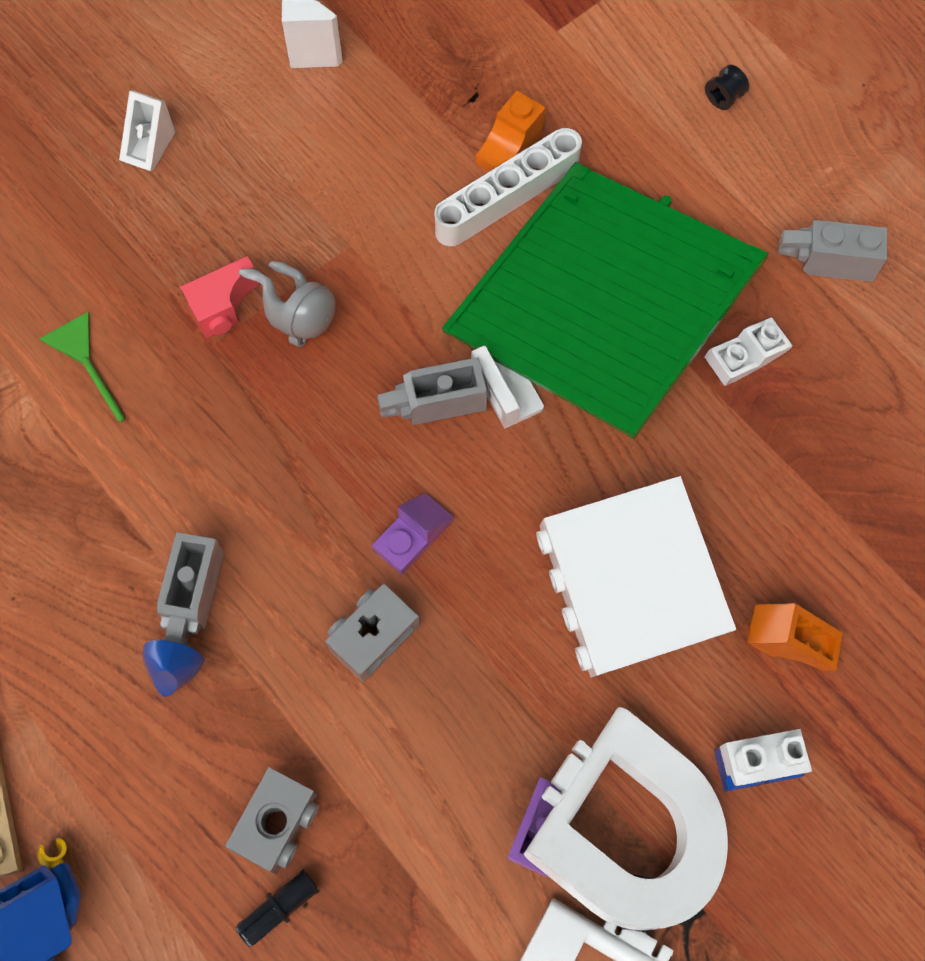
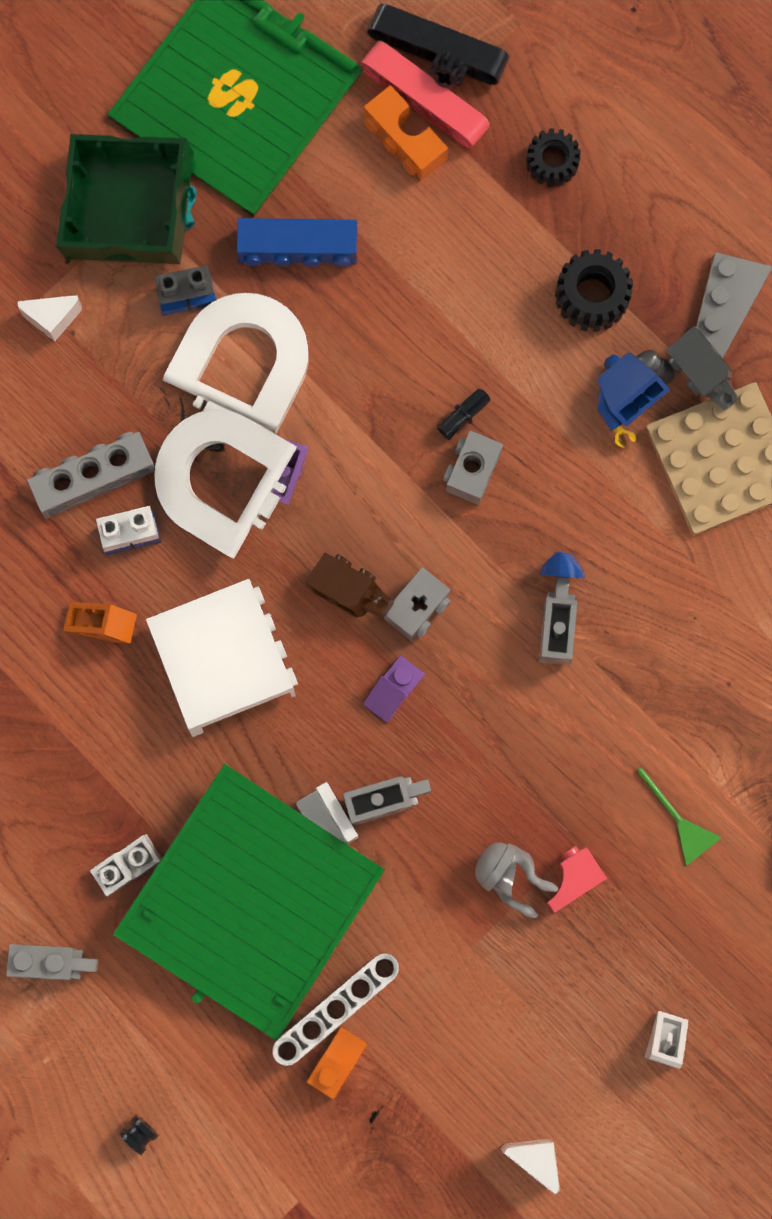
camera: 175 degrees right, 10 degrees up
(463, 655) = (348, 588): none -> reddish brown hinge
(875, 816) = (83, 489): none -> light grey brick

